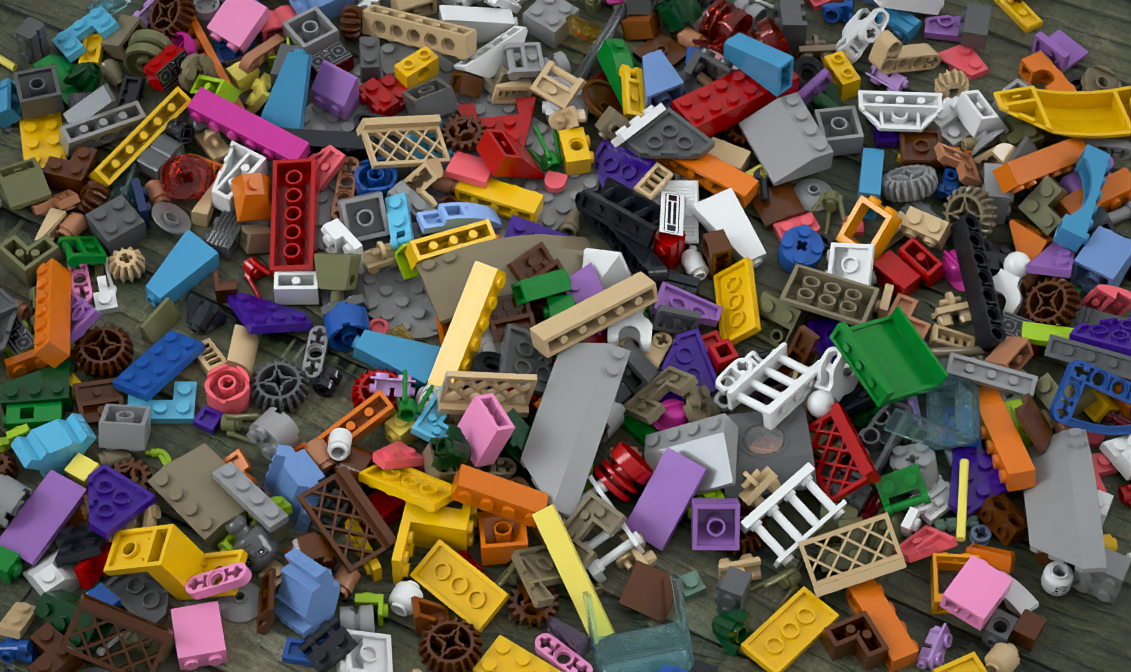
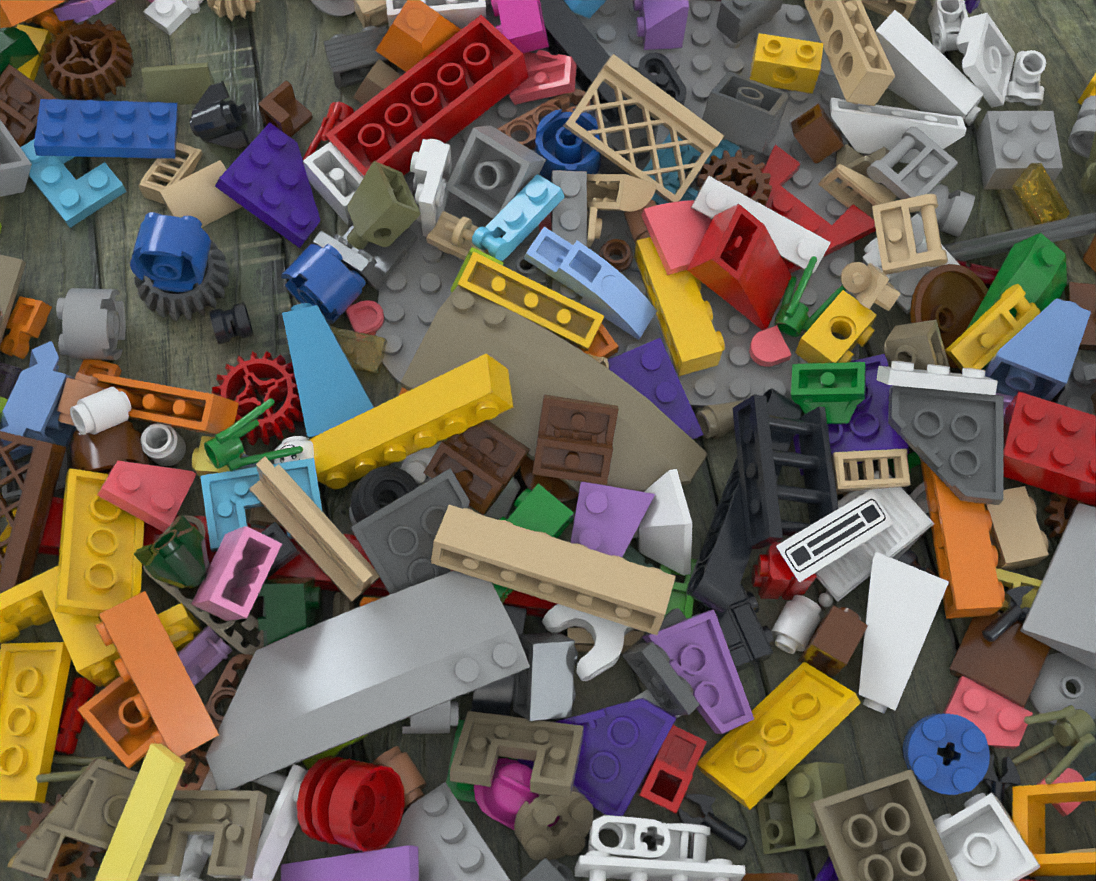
camera: 50 degrees right, 15 degrees up
(182, 269) = (268, 49): dark azure slope -> none
(208, 419) = (75, 237): dark purple plate -> none
(228, 389) = (116, 220): coral brick -> none
(233, 422) = (92, 268): olive plant -> none
(277, 368) = (171, 251): none -> blue brick
(312, 346) = (264, 293): light grey beam -> none
(370, 441) = (163, 444): none -> white brick
(383, 95) = (712, 56): red plate -> none
(384, 383) = (255, 388): lavender hinge -> none
(521, 130) = (791, 239): none -> white plate
(541, 286) = (543, 465): green brick -> none
(598, 168) = (829, 385): none -> green slope
(659, 349) = (601, 691): tan piece -> none

